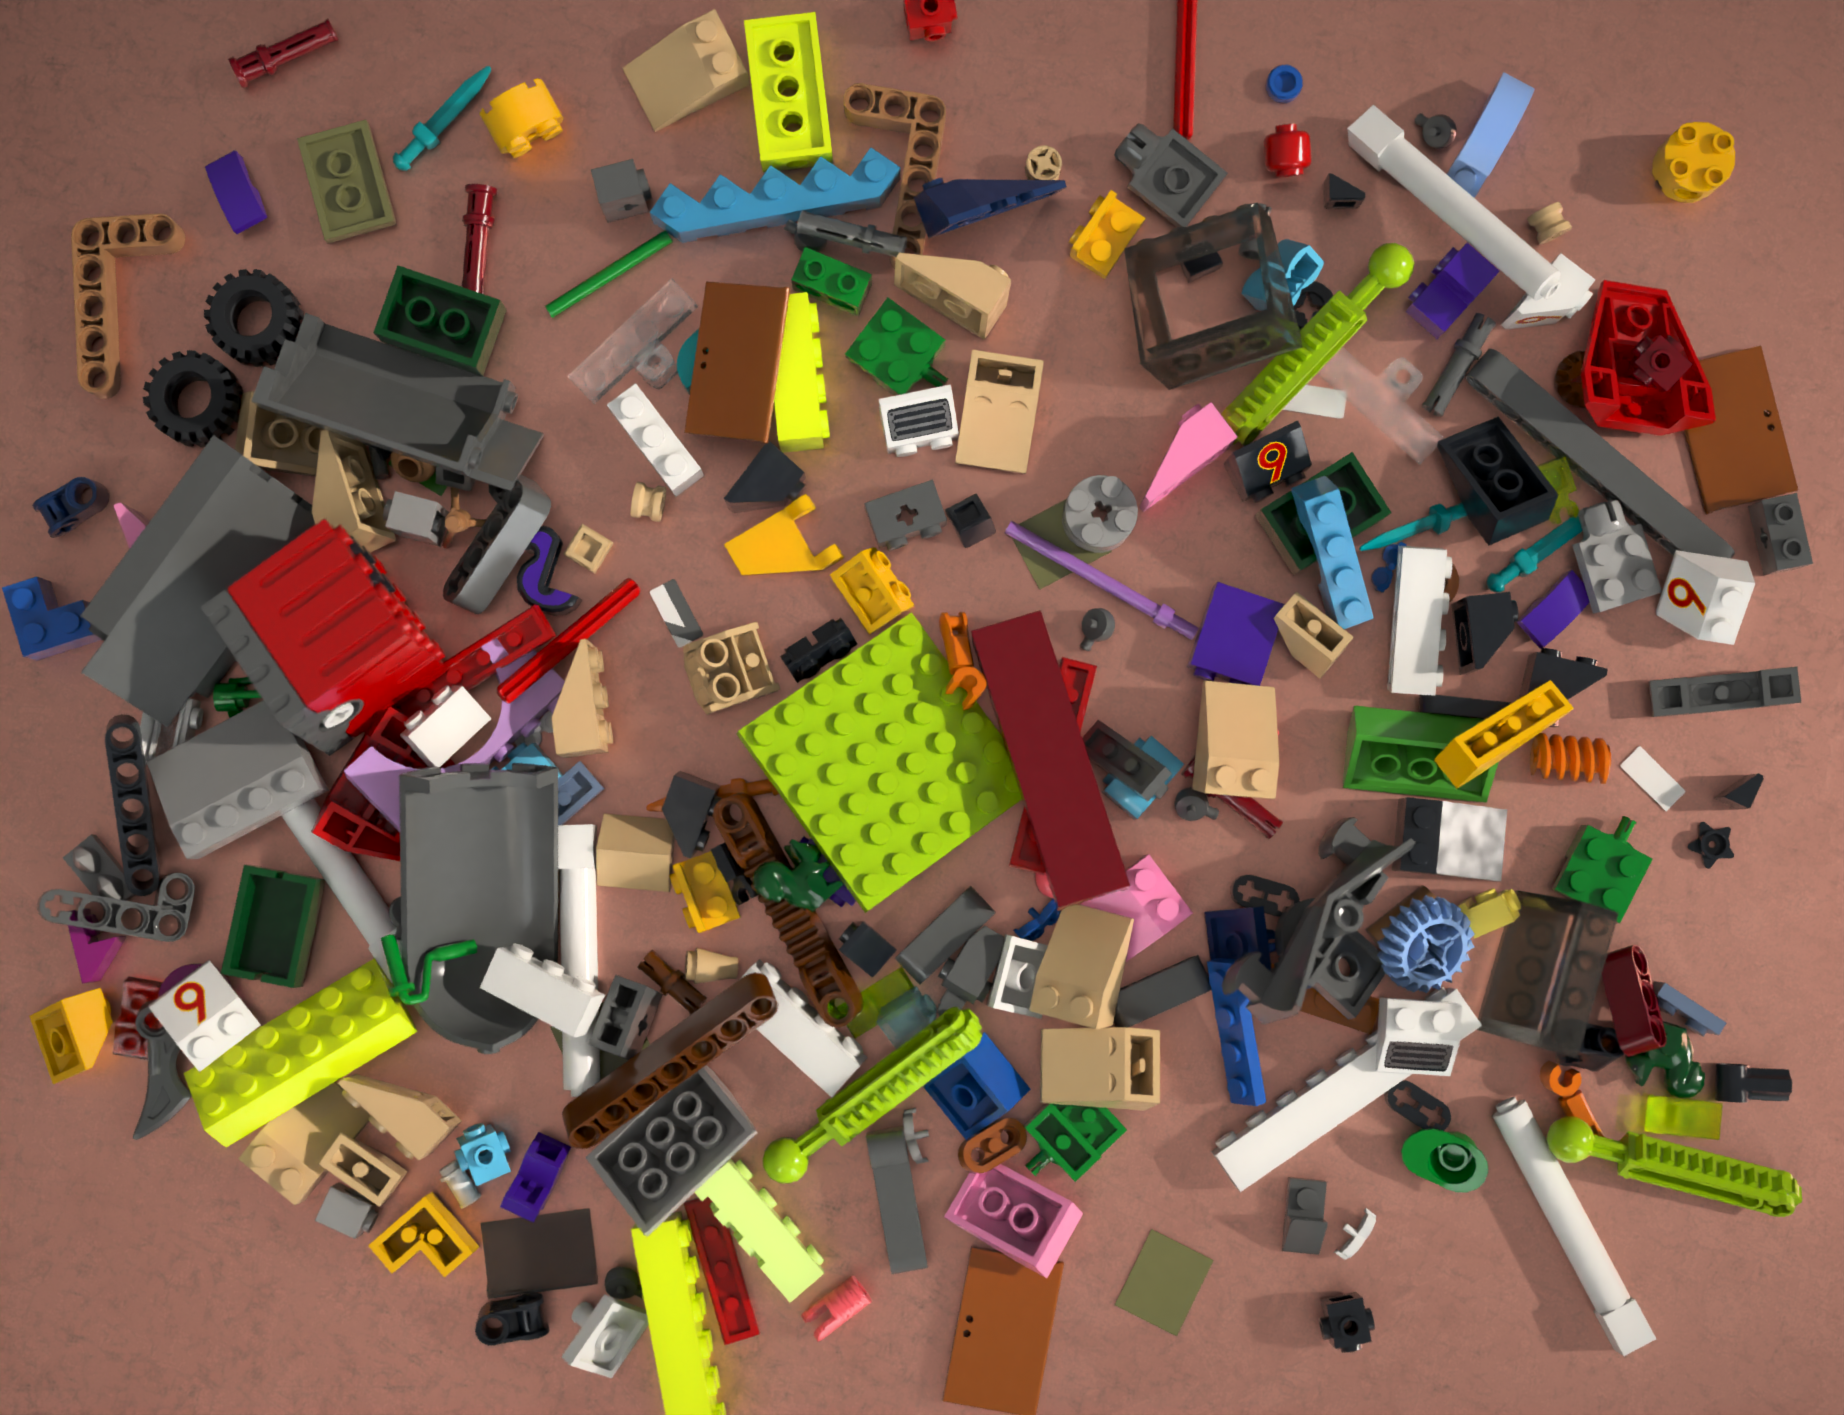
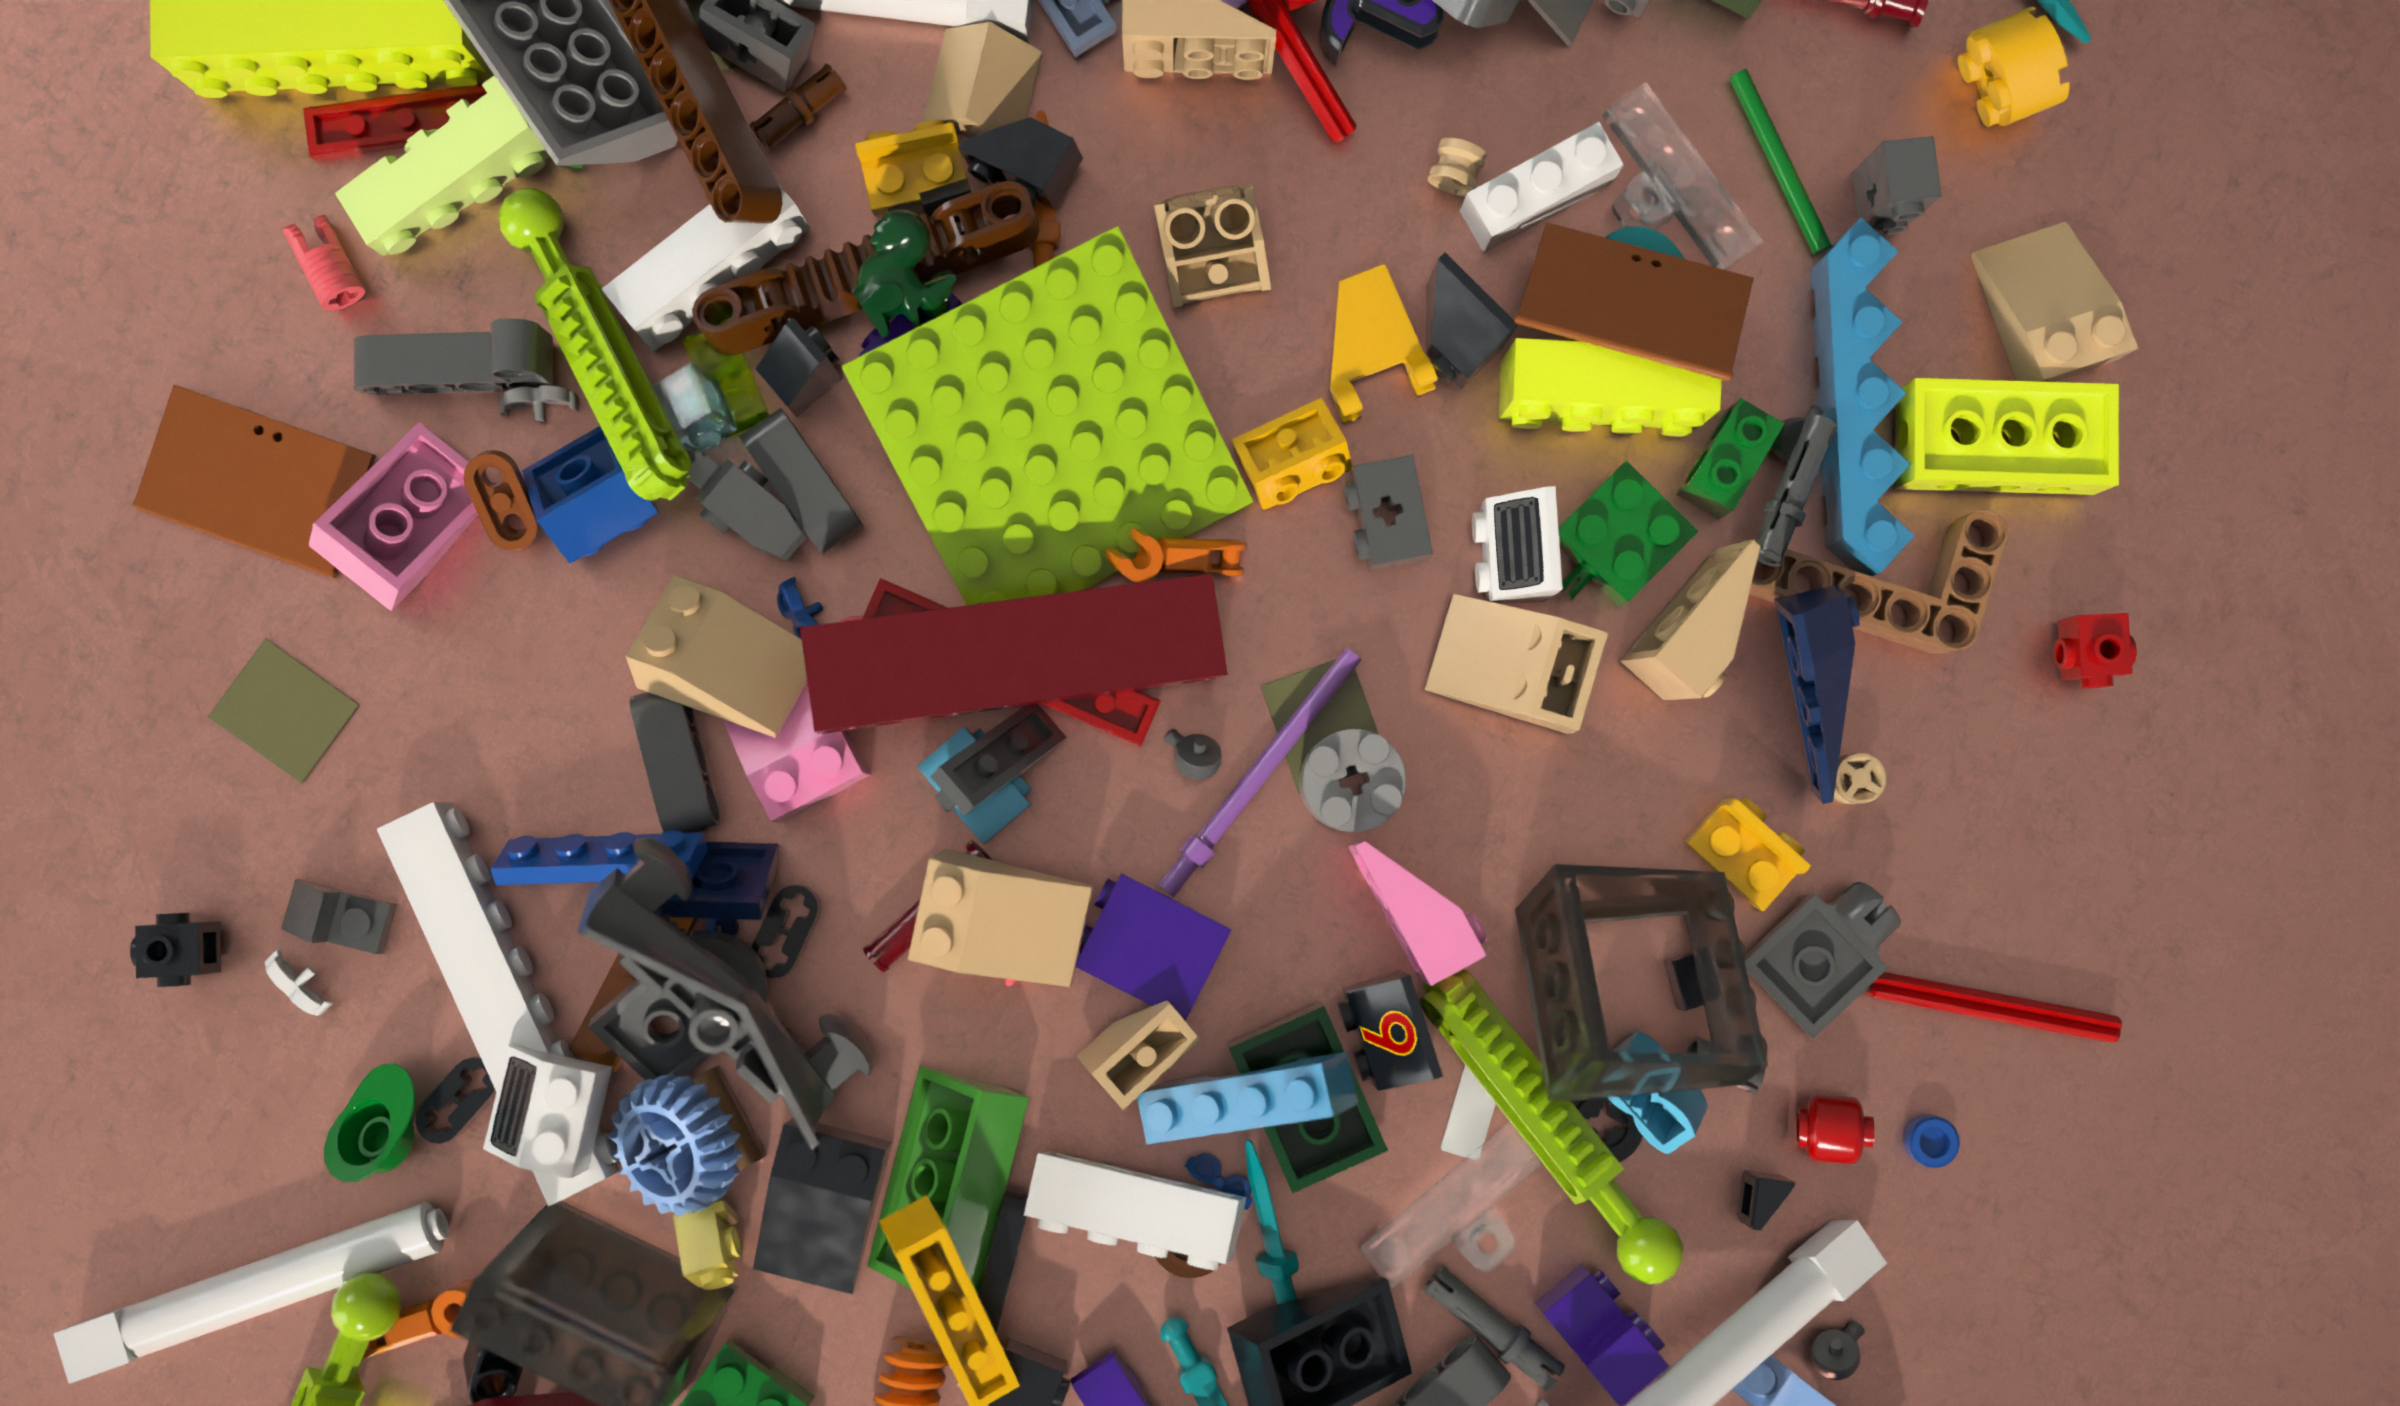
camera: 95 degrees right, 0 degrees up
(588, 548) = (1404, 81): tan tile -> none
(676, 613) = (1299, 188): sticker -> none
(709, 966) = (811, 158): tan cone -> none
(833, 643) = (1209, 348): black hinge -> none
(971, 520) = (1369, 604): black slope -> none
(1016, 976) = (730, 566): white slope -> none
(1072, 1136) = (505, 614): green plate -> none
(1101, 1067) = (576, 660): tan slope -> none
(1194, 805) = (920, 846): dark grey piece -> none
(1482, 627) = (1107, 1299): black slope -> none

